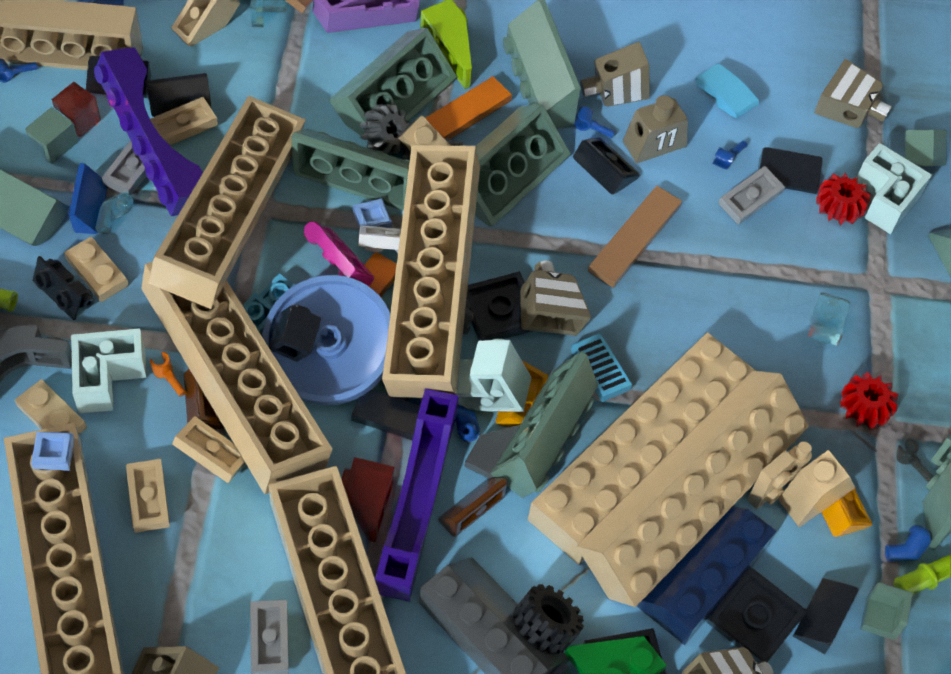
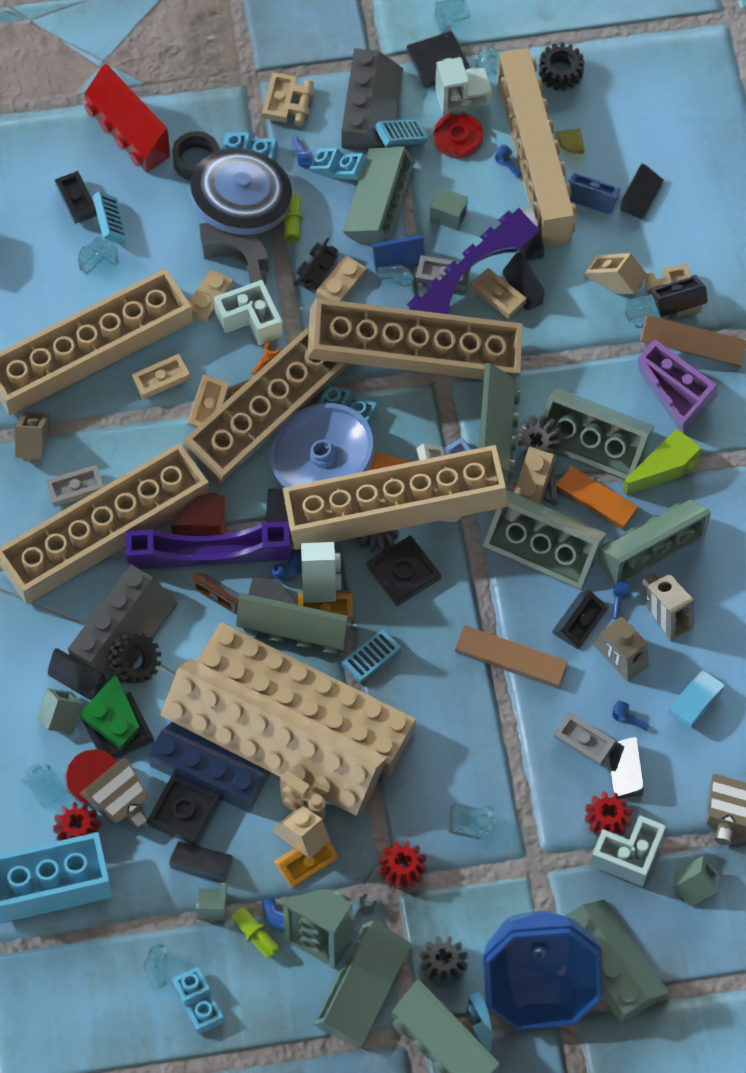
camera: 80 degrees right, 5 degrees up
(52, 451) = (162, 300): light blue tile -> none
(78, 106) = (478, 215): clear red panel -> none
(294, 332) = (315, 423): black brick -> none
(337, 252) = (404, 437): dark pink hinge -> none
(552, 302) = (413, 600): dark tan torso -> none

